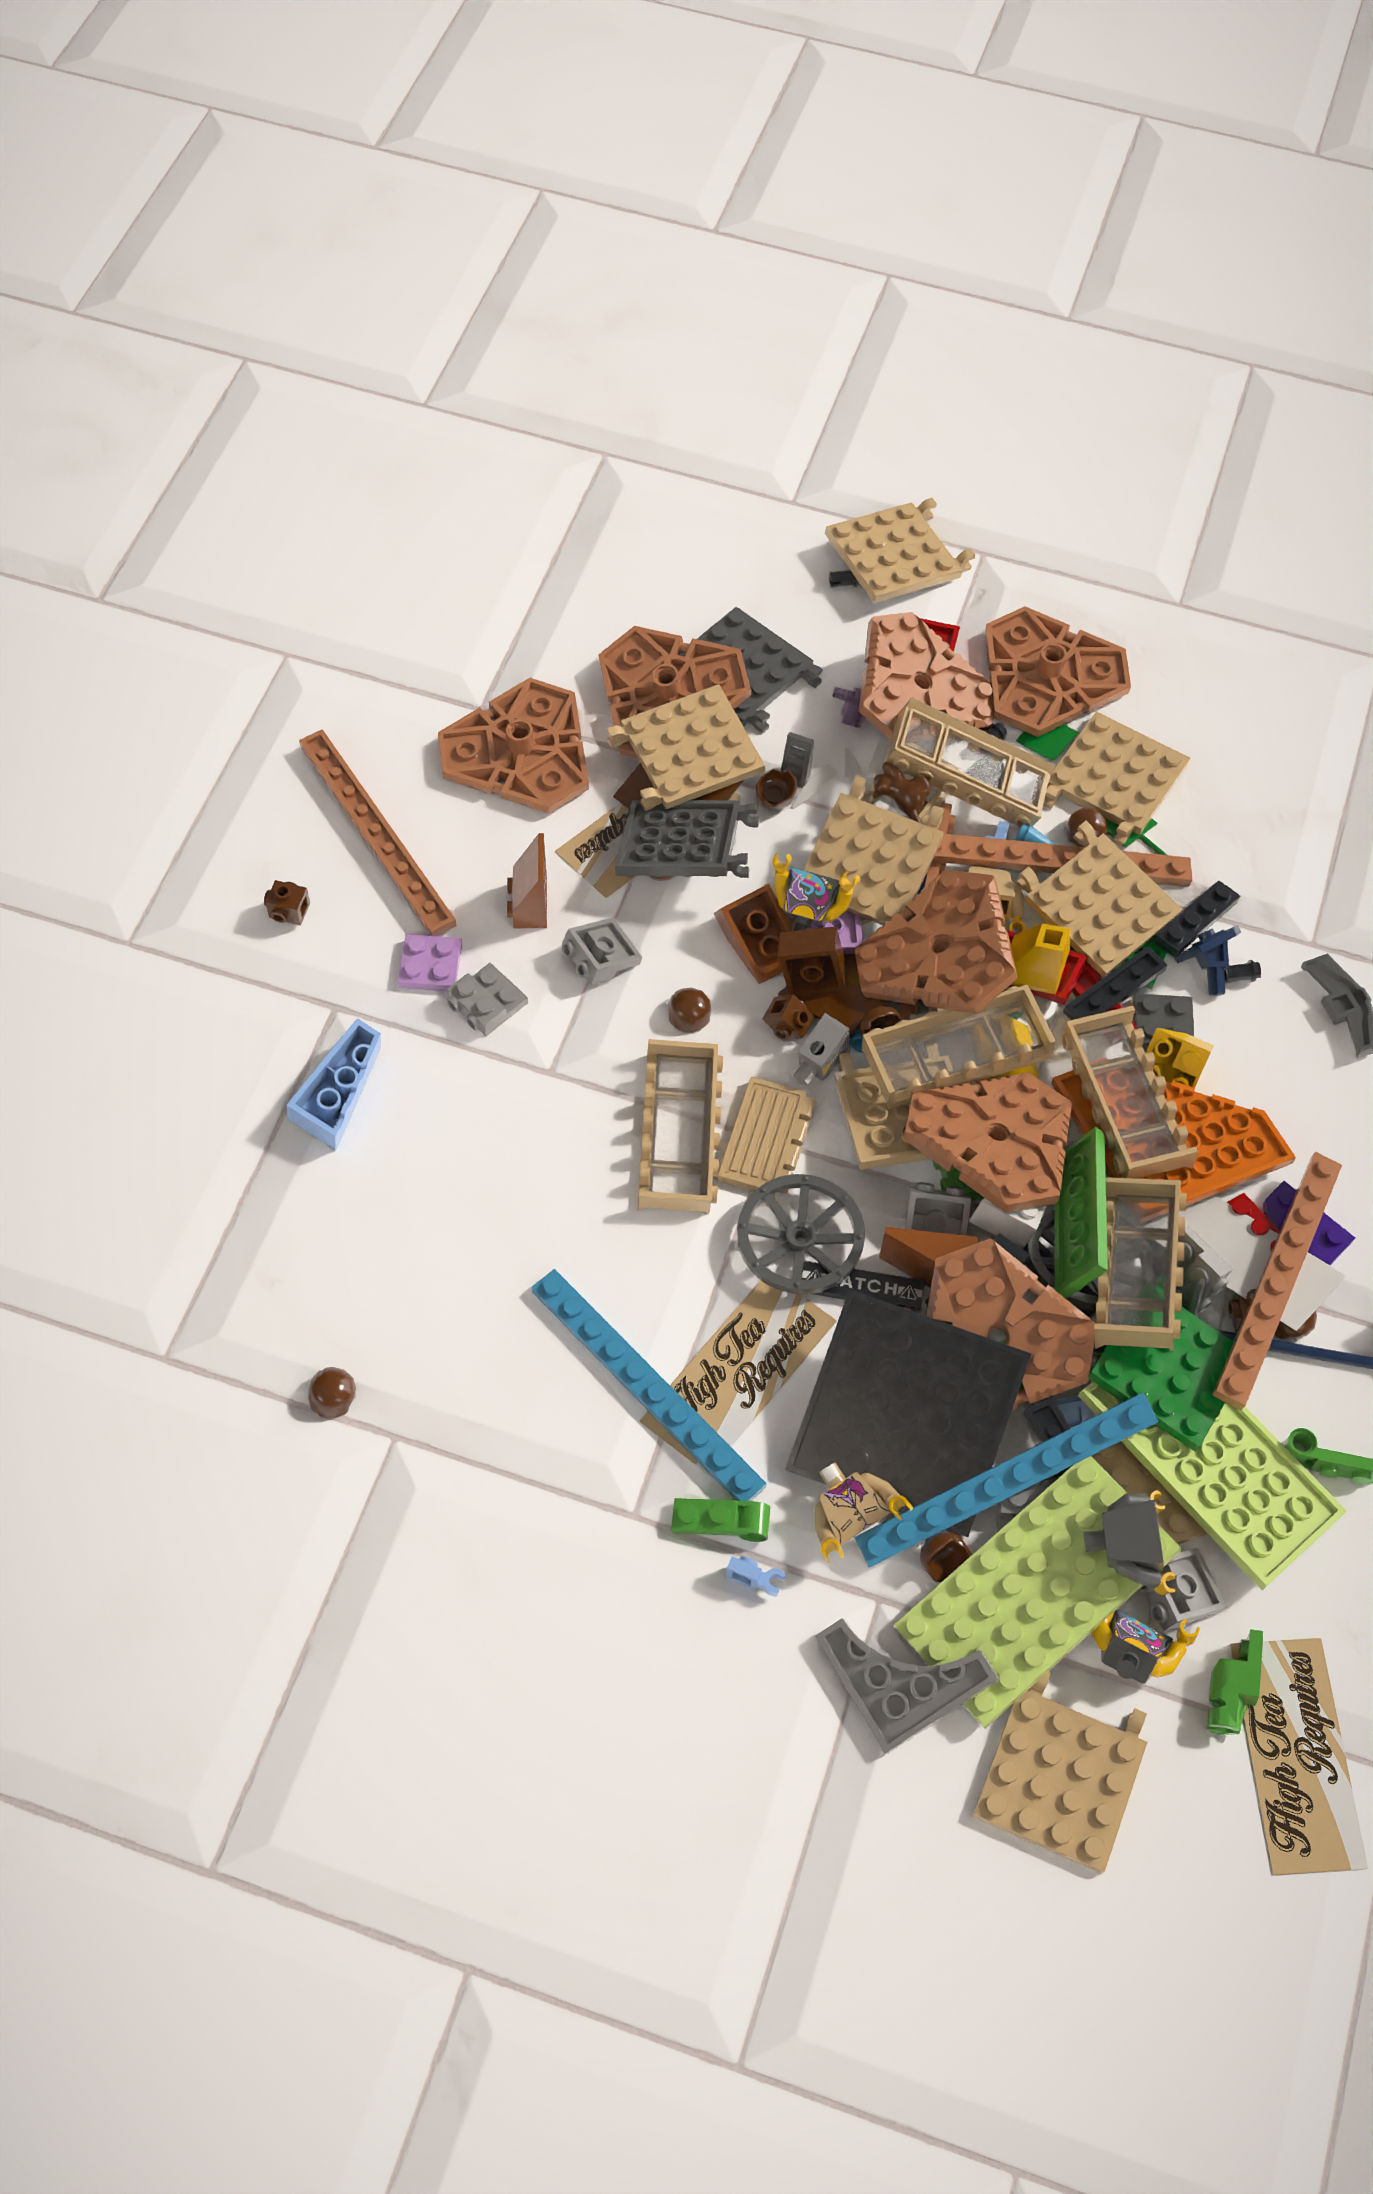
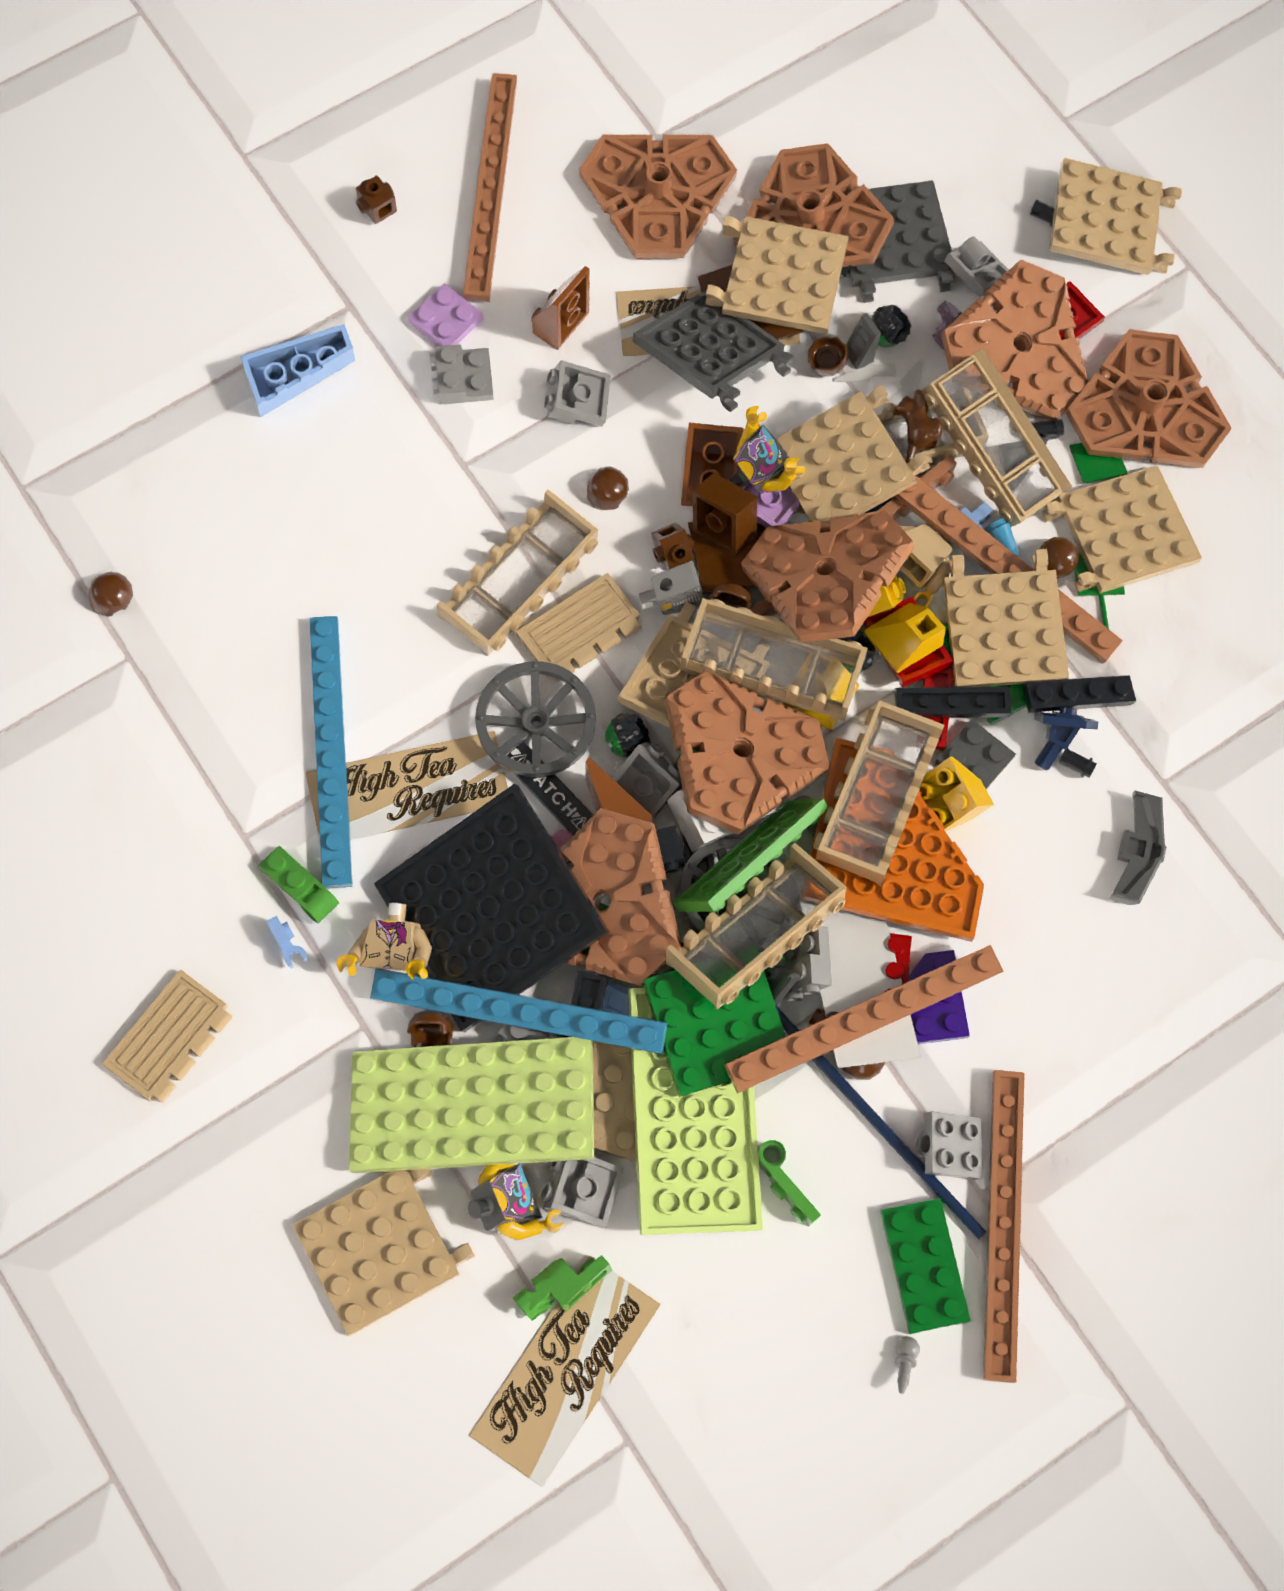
camera: 35 degrees right, 10 degrees up
(719, 1739) = (166, 1036): none -> tan hinge
(808, 728) = (892, 324): none -> black piece
(833, 649) = (976, 265): none -> light grey plate
(885, 1194) = (626, 733): none -> black piece
(899, 1696) = (309, 1103): light grey plate -> none
(1133, 1540) = (557, 1121): dark grey torso -> none

